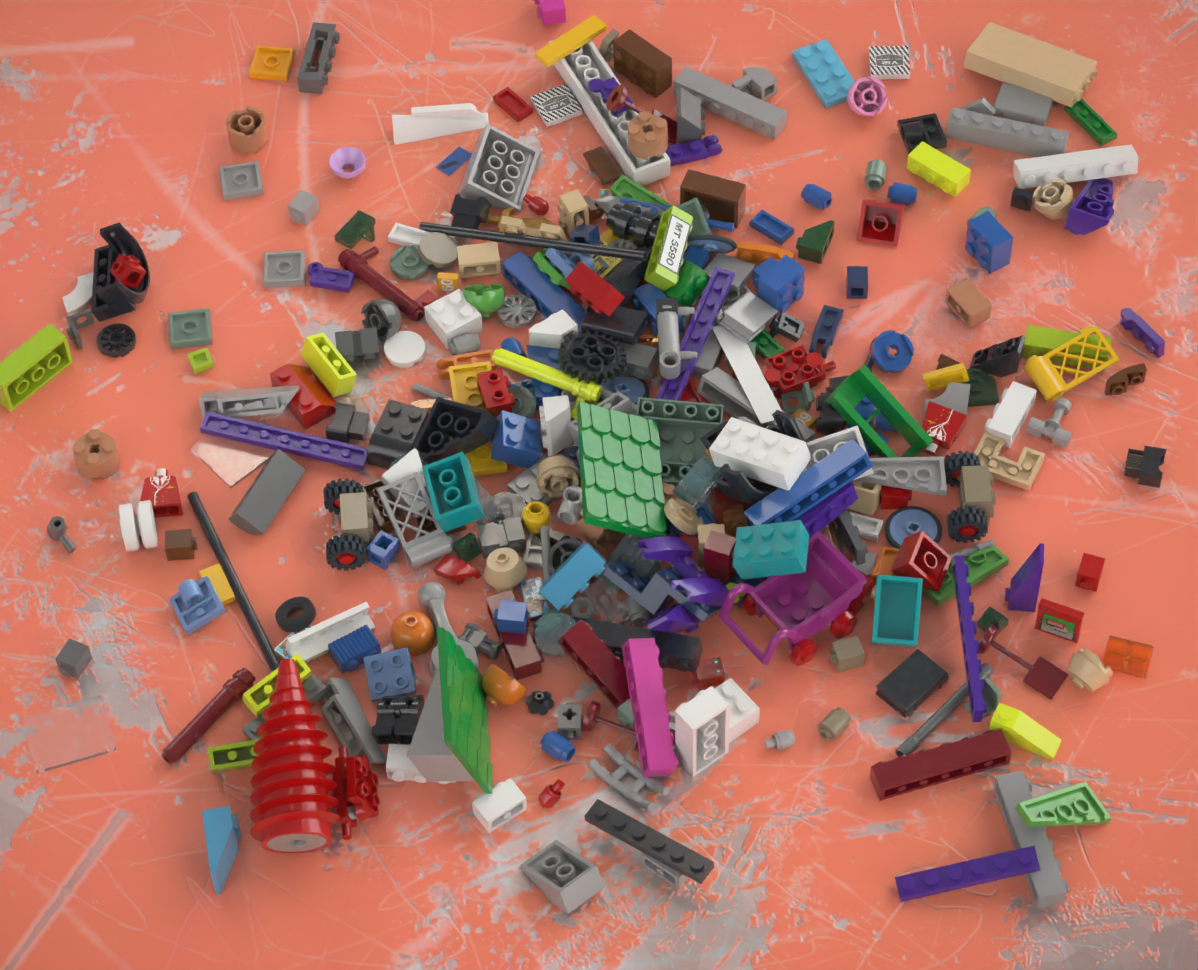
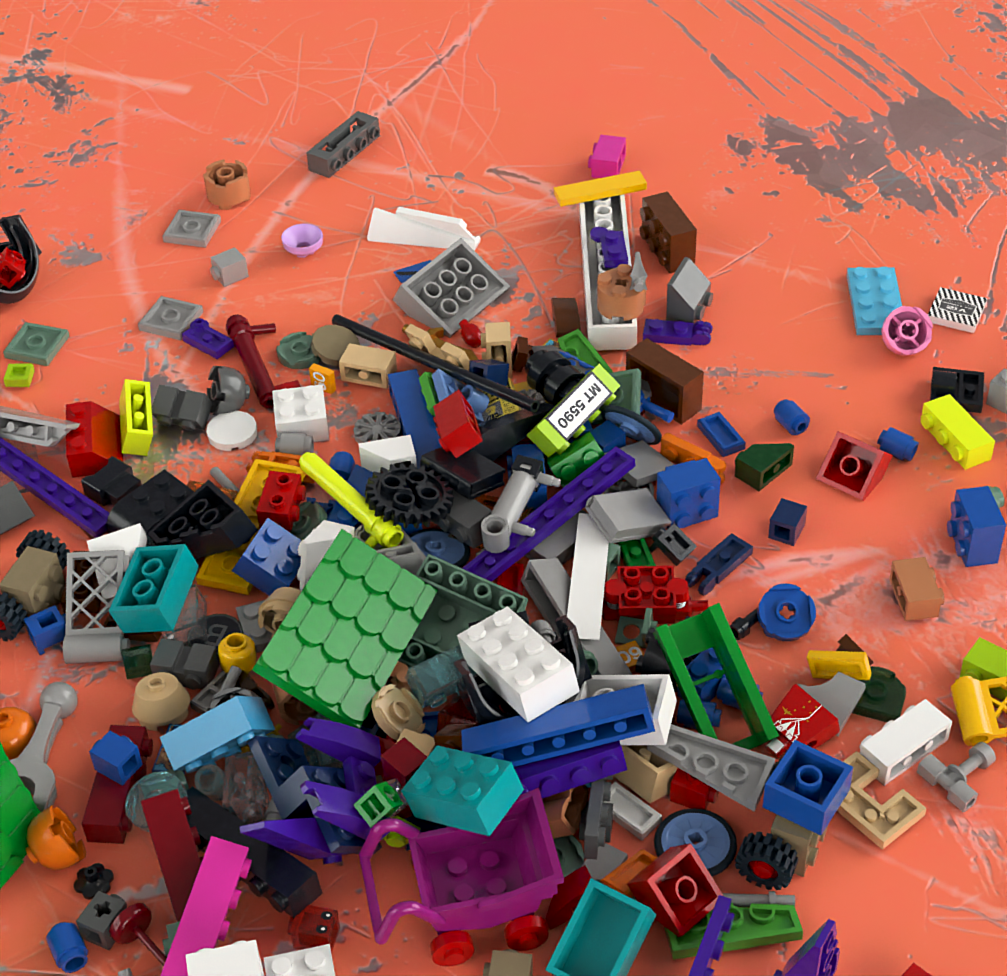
camera: 25 degrees right, 10 degrees down
(272, 63) = (298, 138): light orange tile -> none
(358, 227) = (268, 303): clear green plate -> none
(406, 235) = (311, 321): white tile -> none
(454, 568) = (110, 682): red slope -> none
(469, 212) = (392, 317): black piece -> none
(480, 641) = (72, 777): dark grey connector -> none
(485, 298) = (345, 405): bright green cylinder -> none
(513, 104) = (511, 237): red tile -> none
(556, 105) = (556, 250): tile -> none
(606, 47) = (633, 213): dark tan plate -> none
(618, 98) = (655, 294): dark red piece -> none
(662, 120) = (638, 274): none -> light grey piece
(721, 577) = (381, 802): none -> green leg
(732, 103) = (749, 299): light grey brick -> none
(757, 81) = (785, 283): light grey brick -> none
(875, 174) = (875, 414): sand green brick -> none
(980, 468) = (807, 787): none -> blue brick
(1000, 358) = (925, 667): black slope -> none

